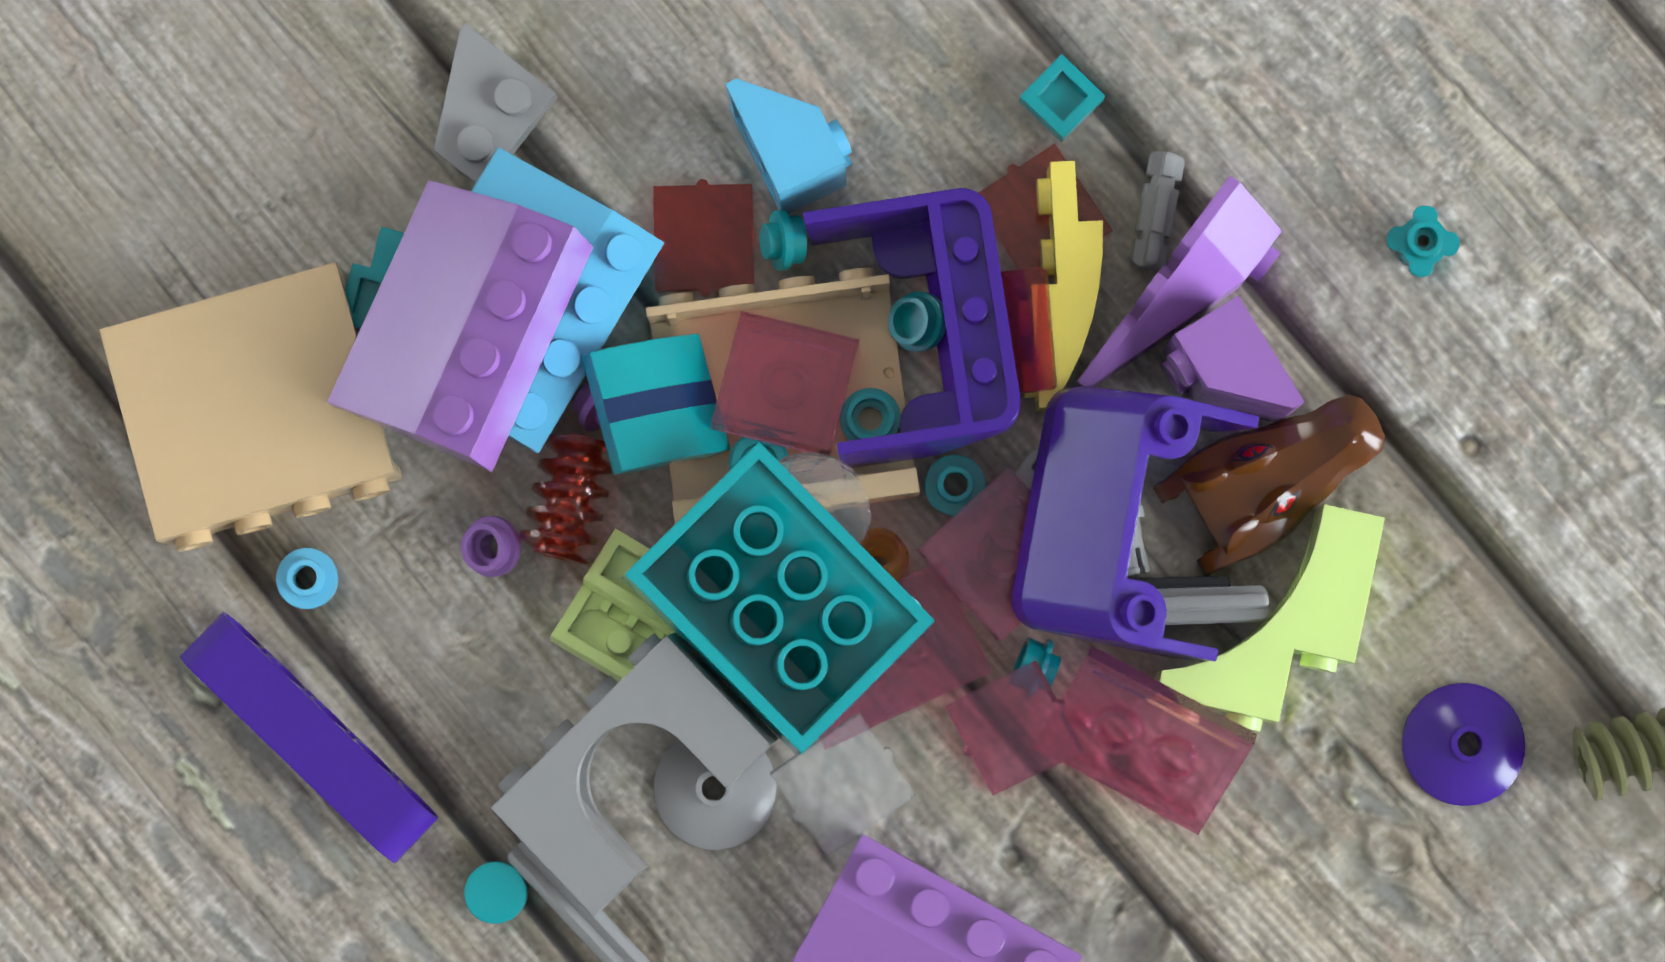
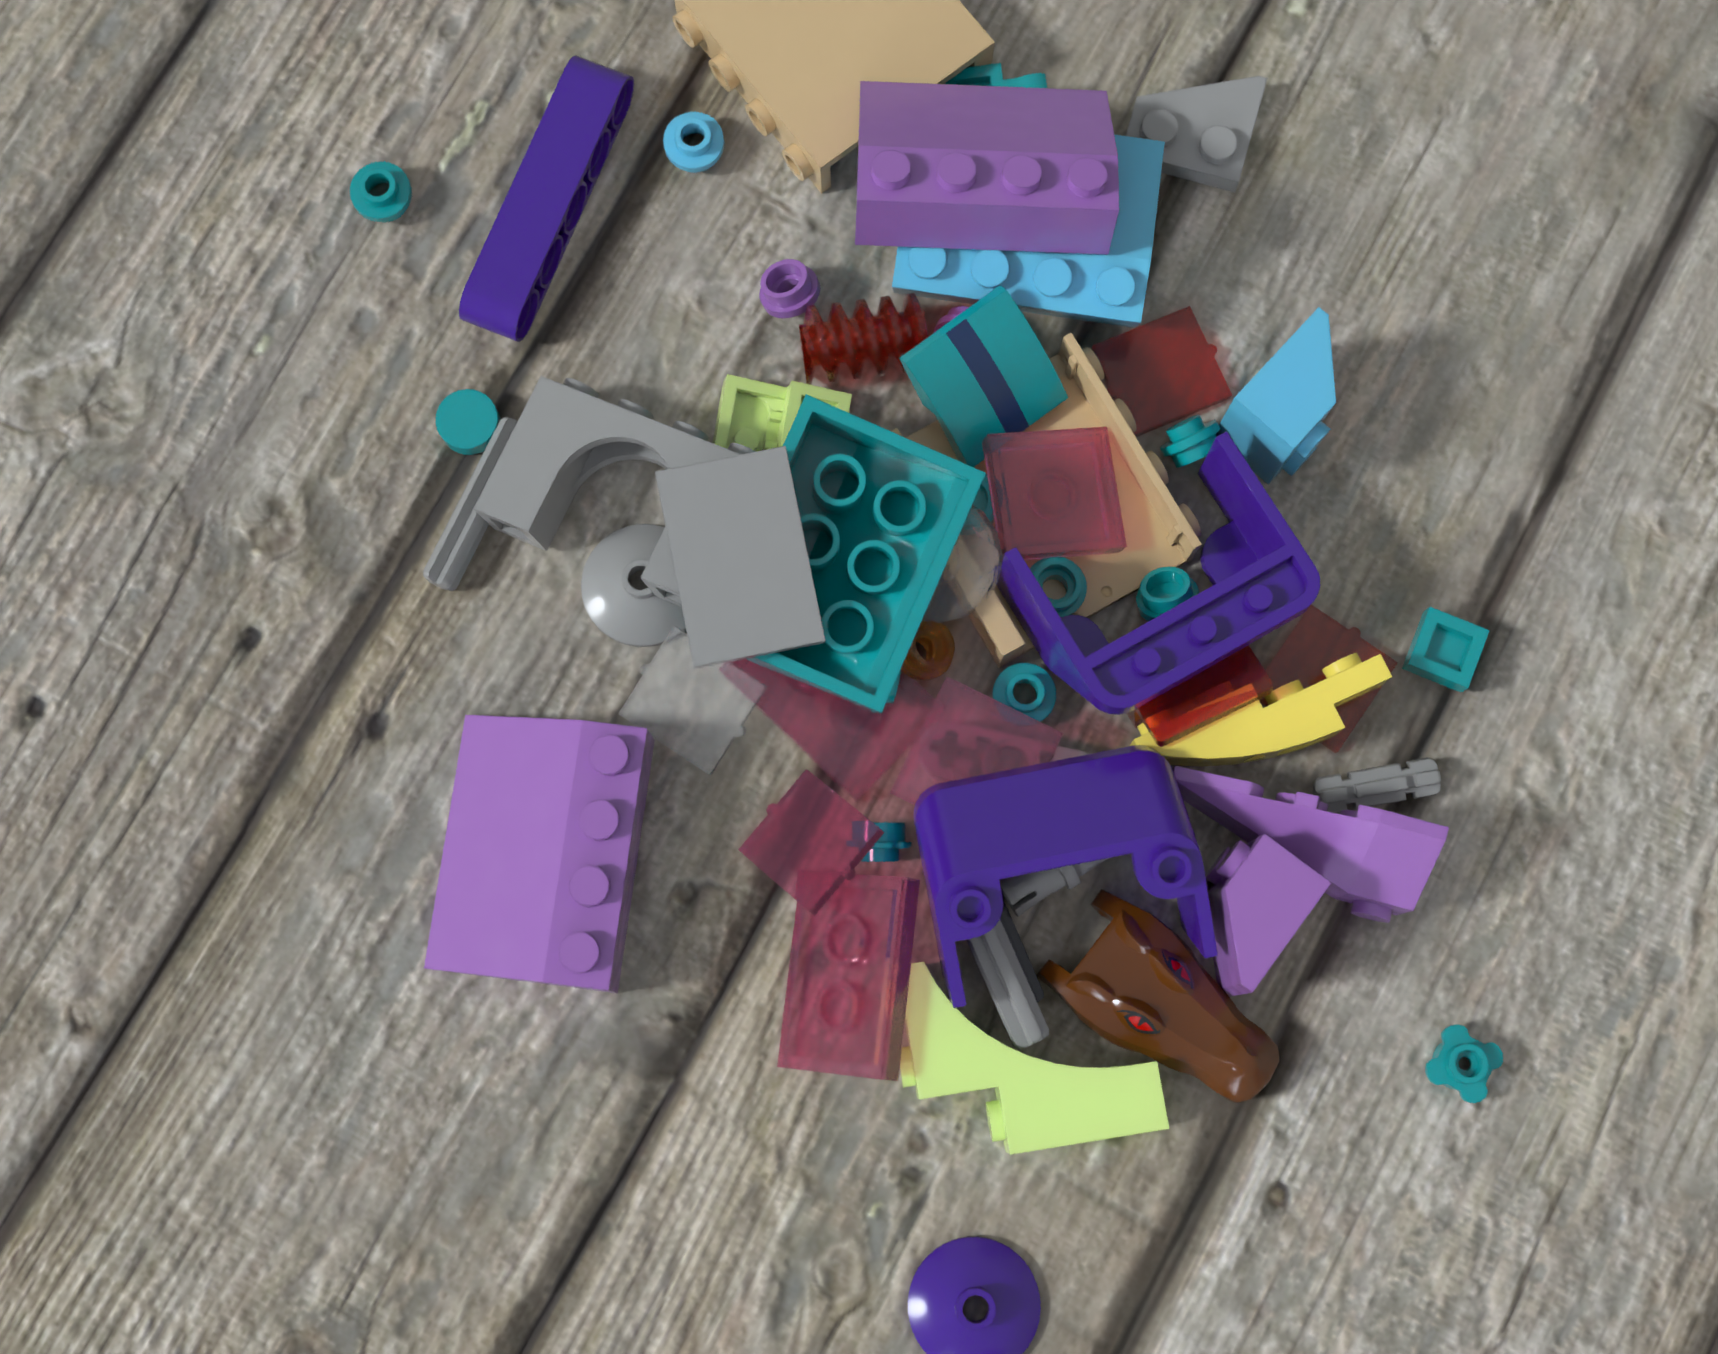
camera: 65 degrees right, 5 degrees down
(253, 885) = (387, 206): none -> teal plate
(752, 691) = (740, 557): none -> light grey tile

